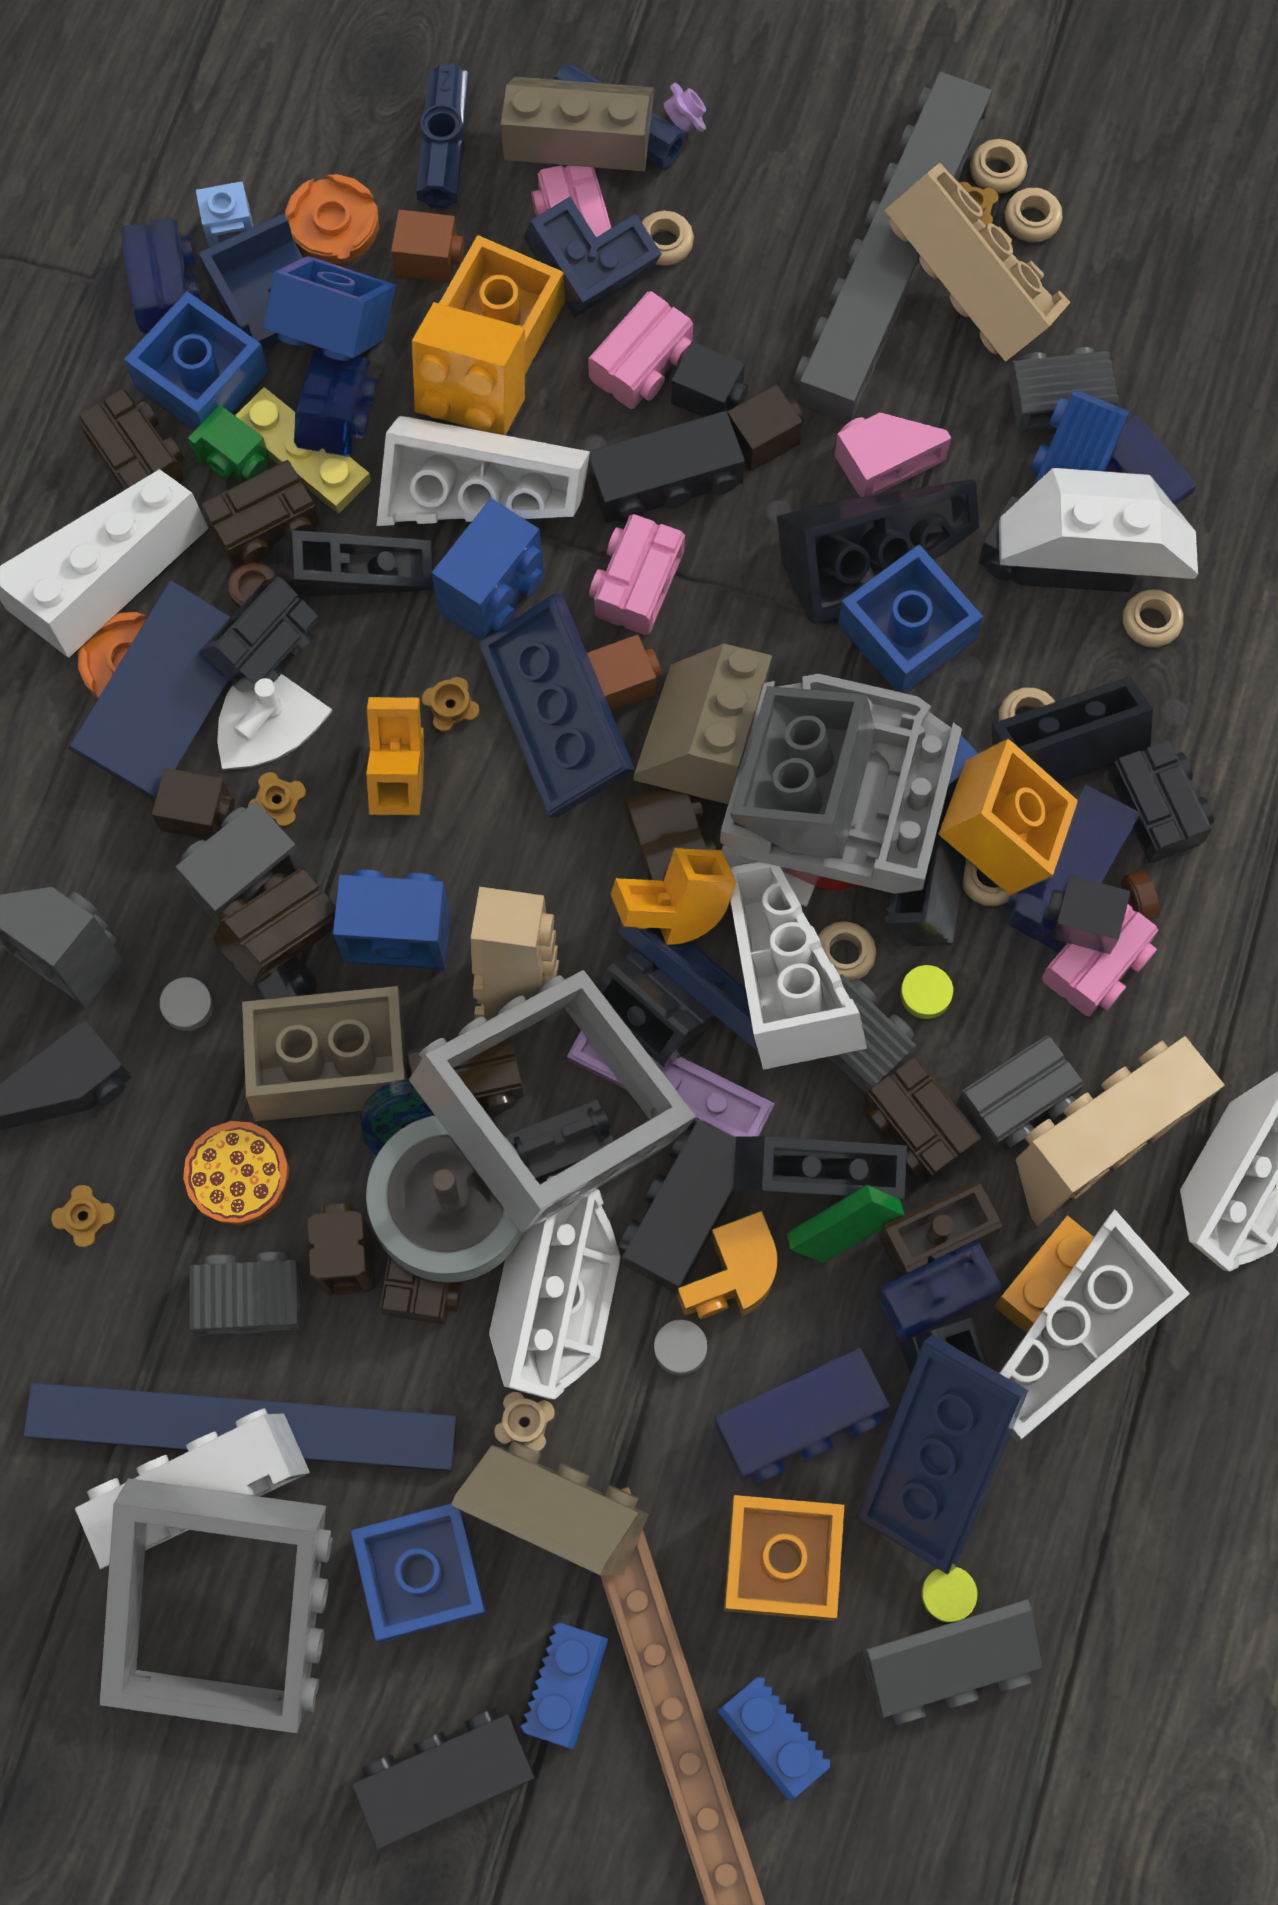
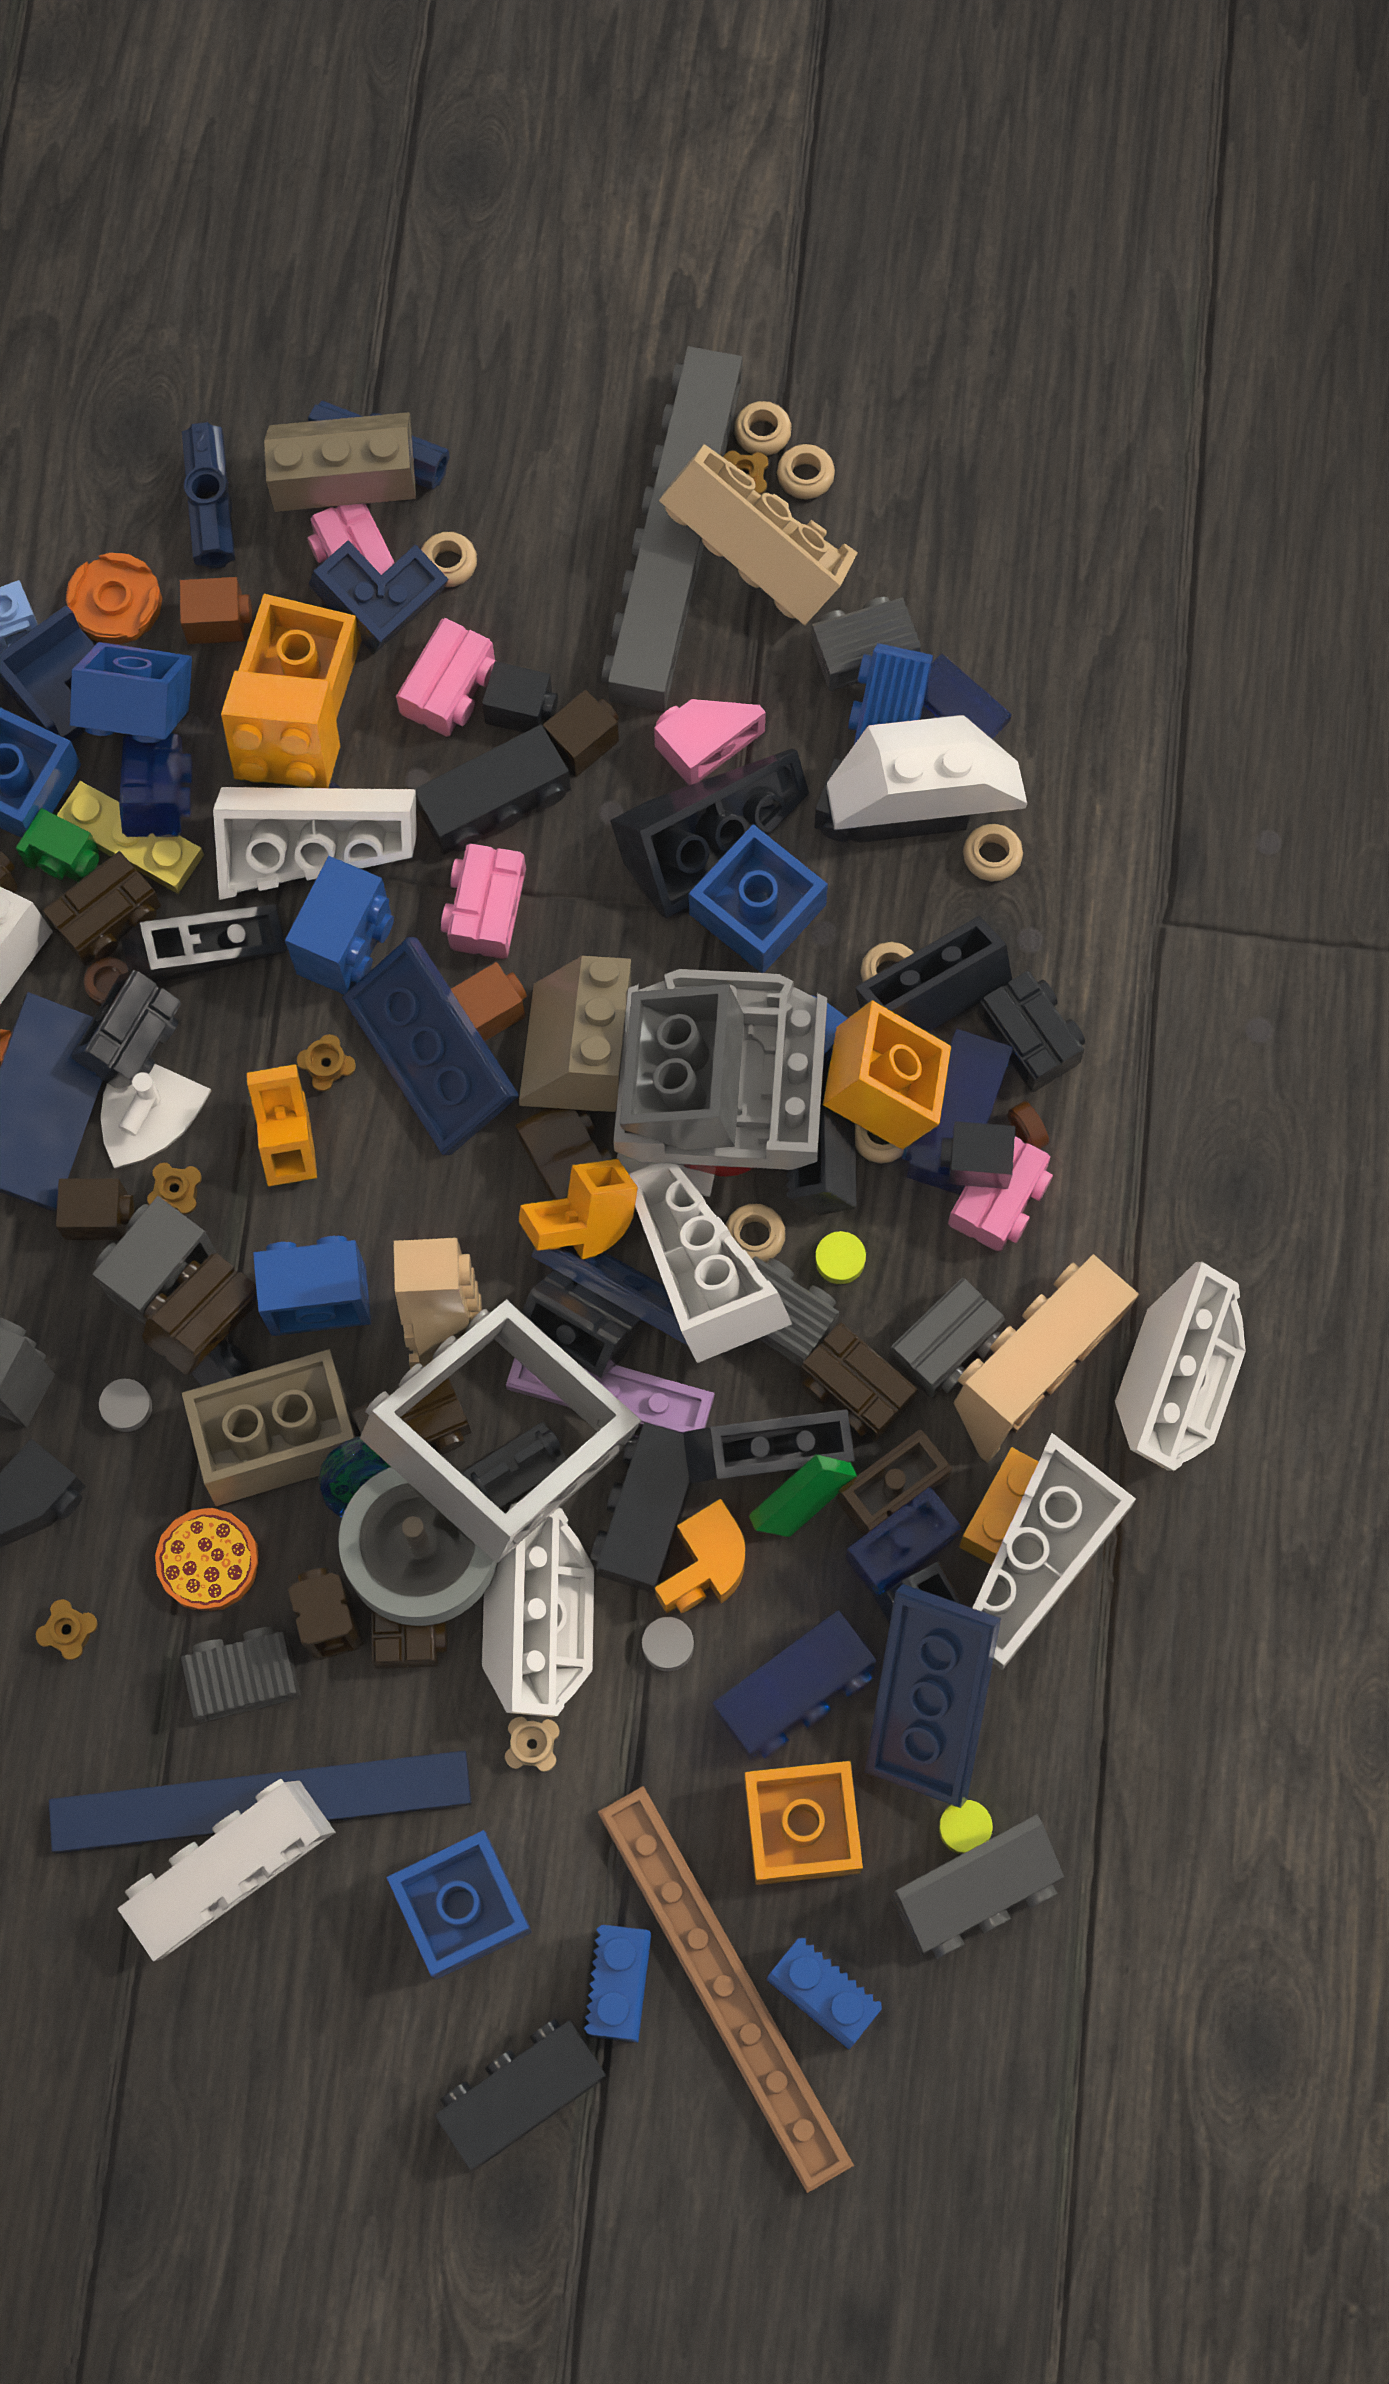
camera: 10 degrees left, 0 degrees up
(226, 1514) = (269, 1883): light grey window -> none
(553, 1508) = (576, 1818): dark tan slope -> none
(685, 109) = (444, 426): lavender plate -> none

